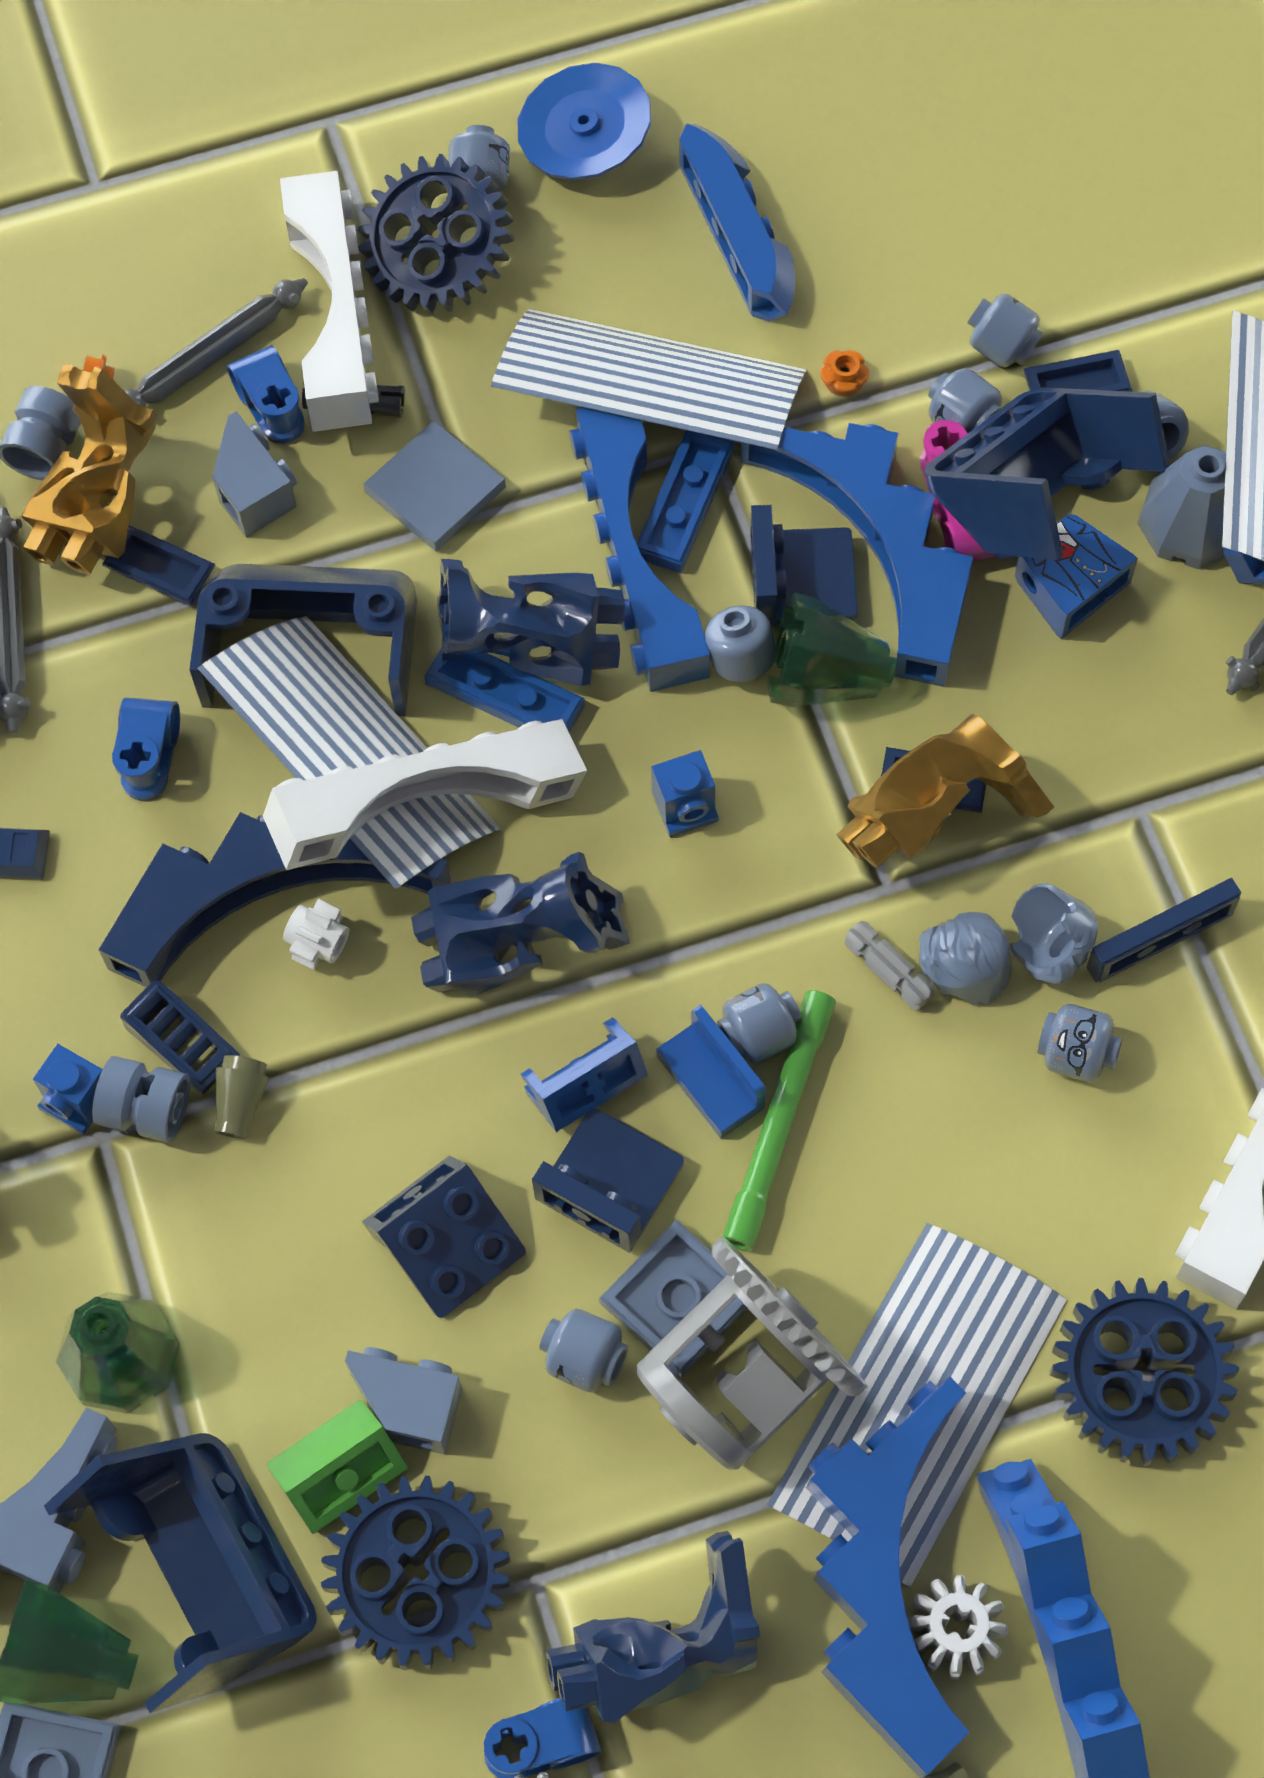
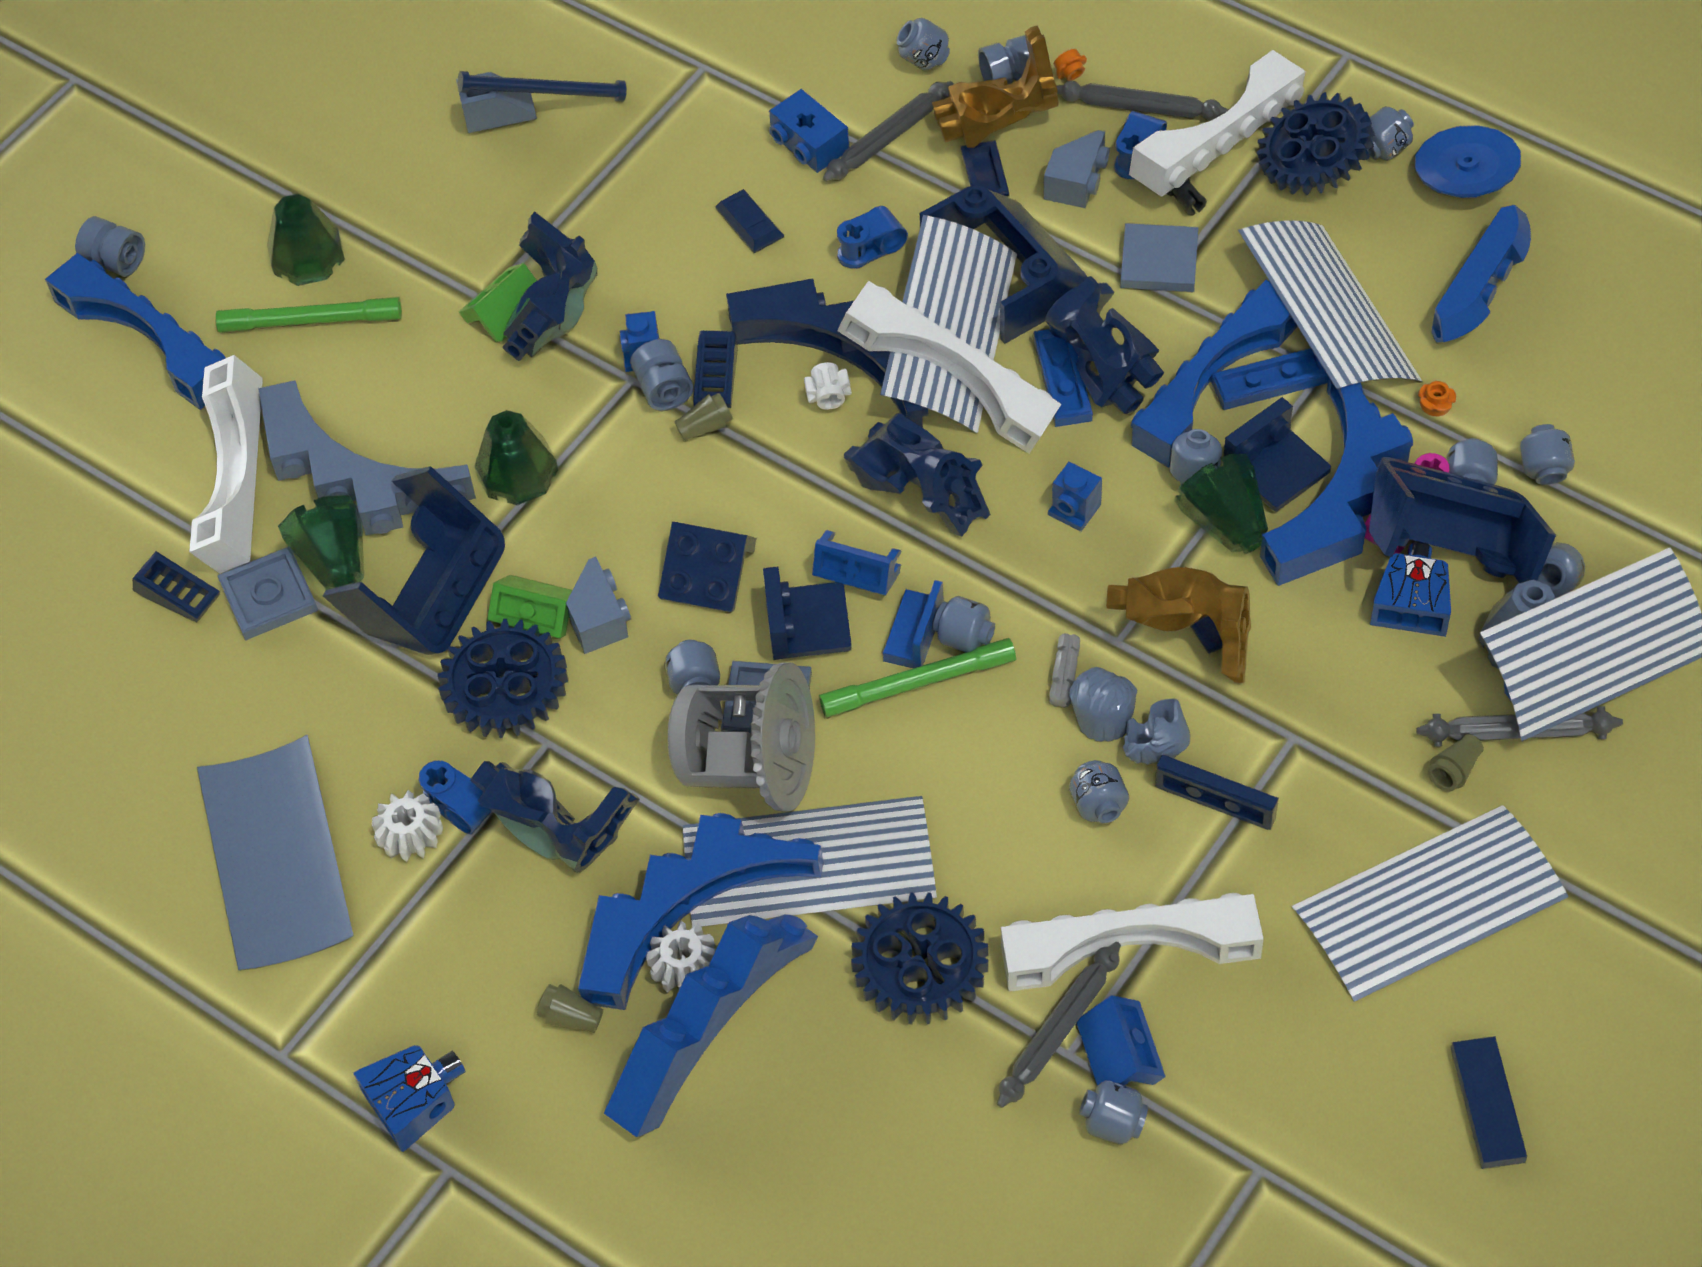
camera: 55 degrees right, 10 degrees down
(1089, 372) = (1566, 521): dark blue tile -> none

